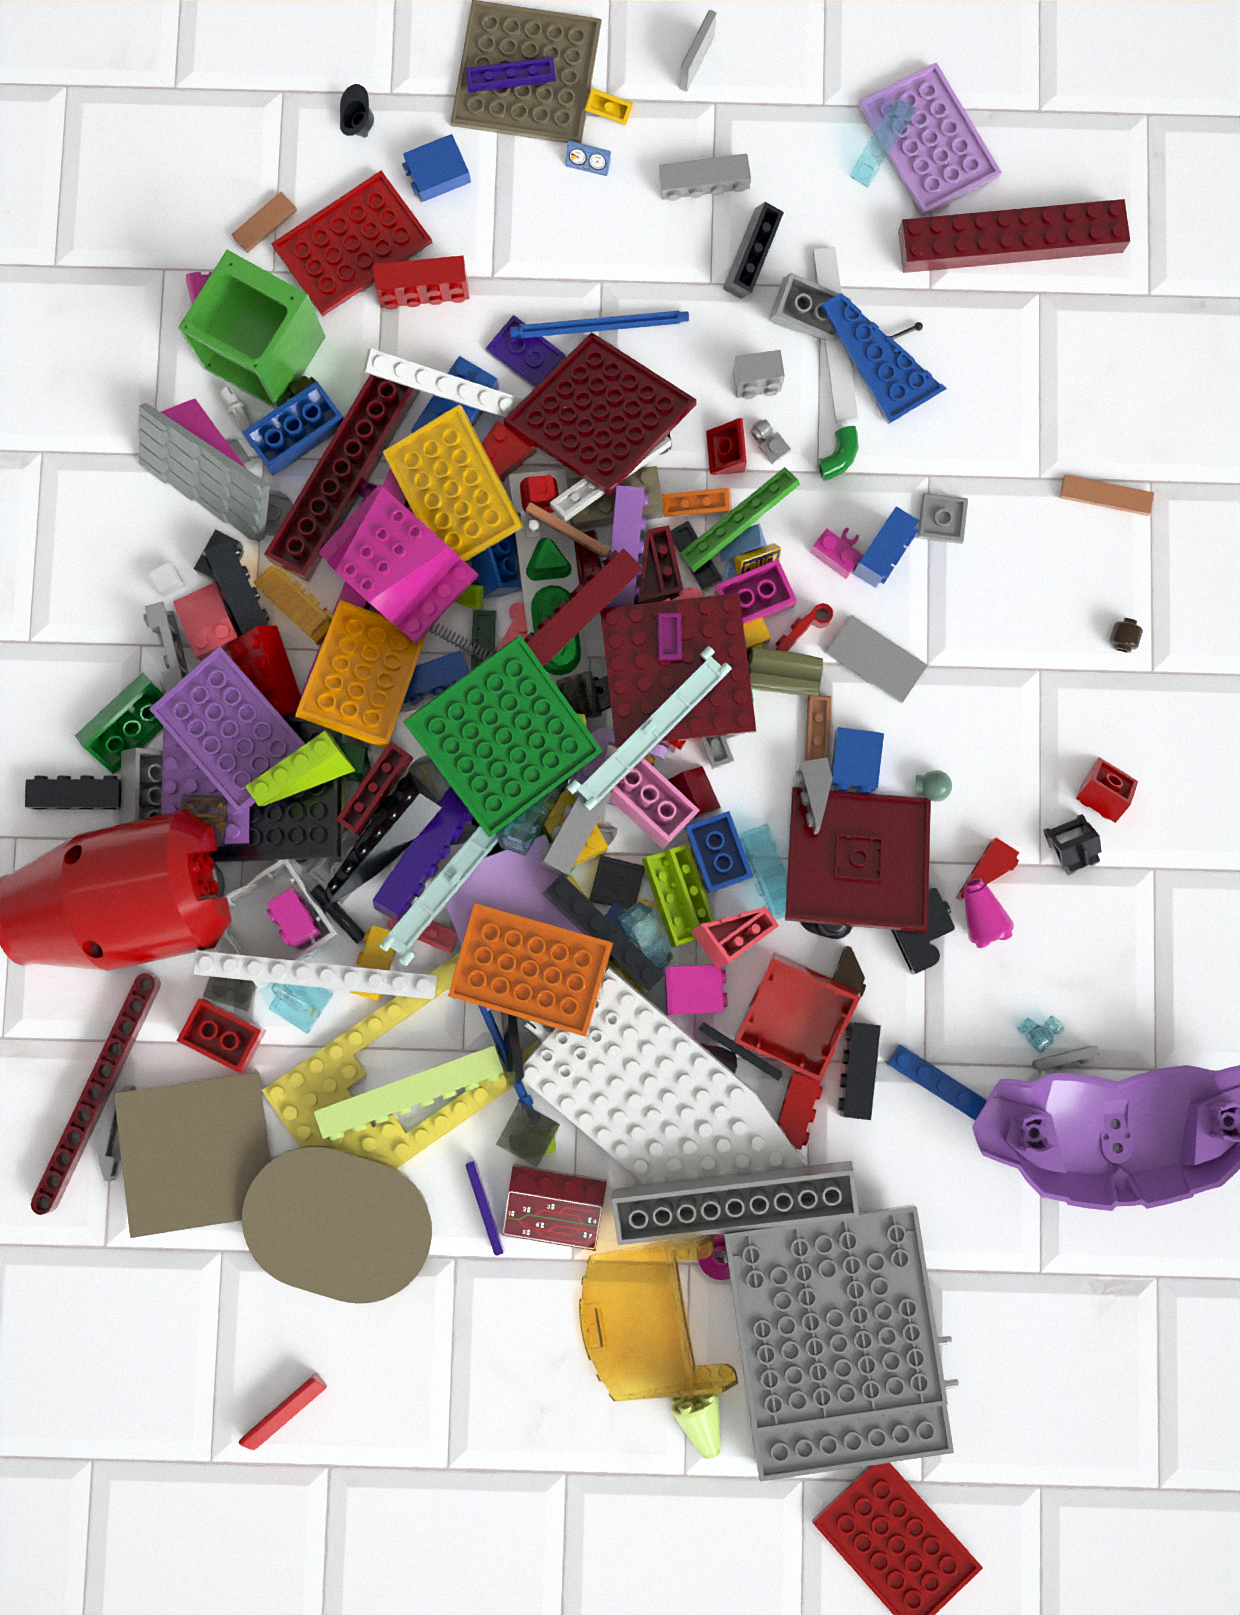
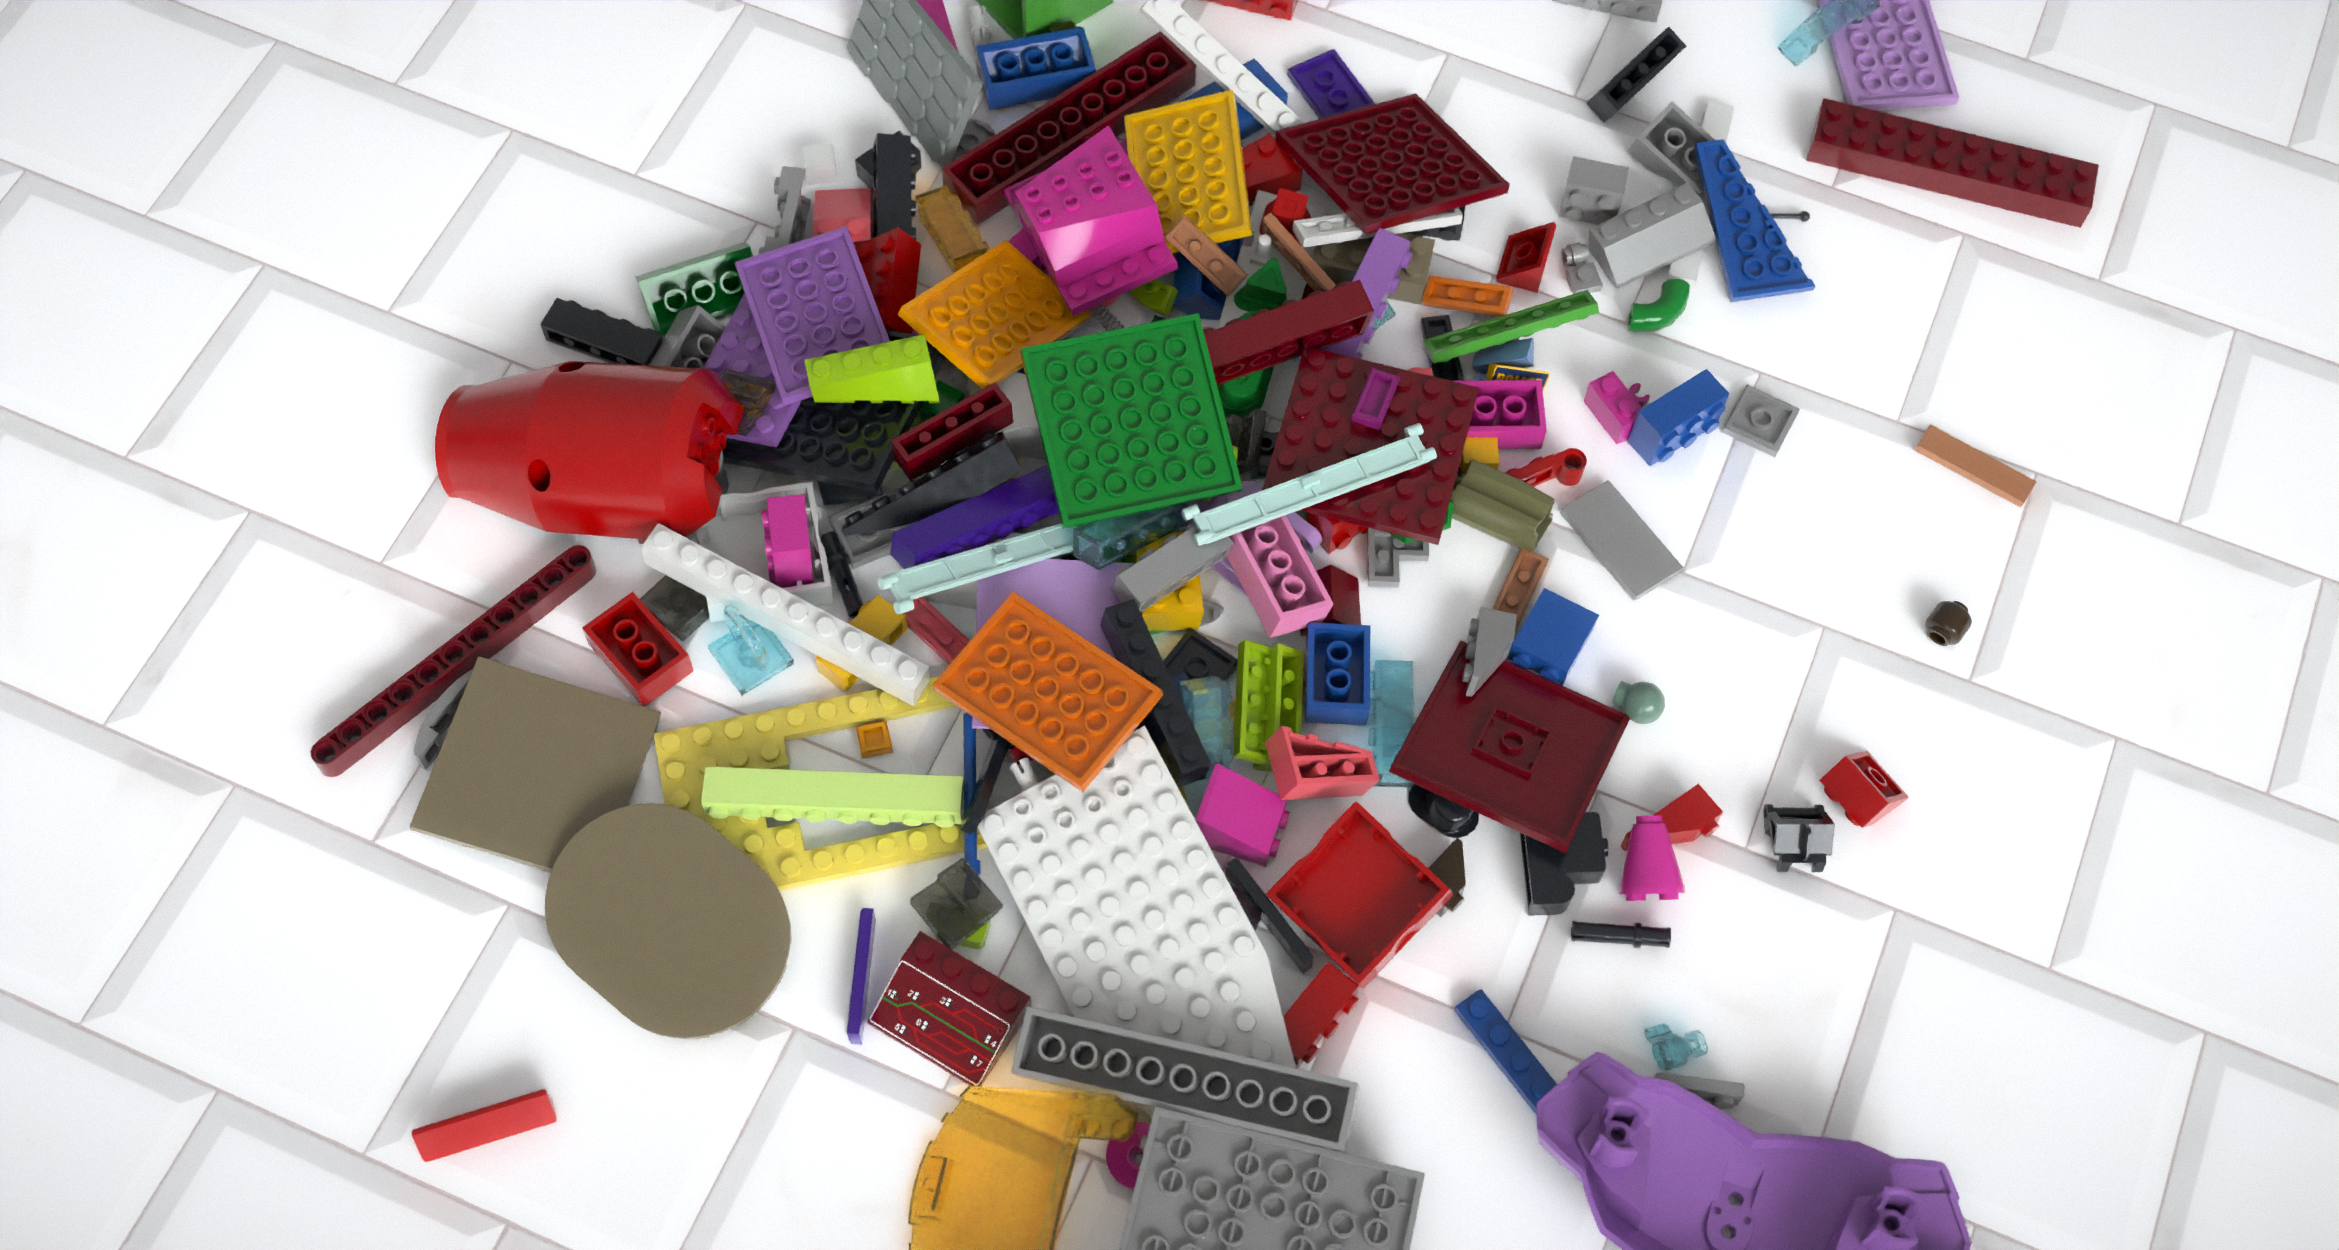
camera: 20 degrees right, 20 degrees down
(416, 1029) = (874, 739): none -> light orange tile
(495, 556) = (1206, 255): none -> nougat tile
(599, 324) = (1428, 88): blue piece -> none
(660, 567) = (1397, 335): dark red wedge -> none
(814, 394) = (1651, 235): none -> light grey slope
(860, 1070) = (1415, 999): black brick -> none
(978, 966) = (1621, 934): none -> black pin

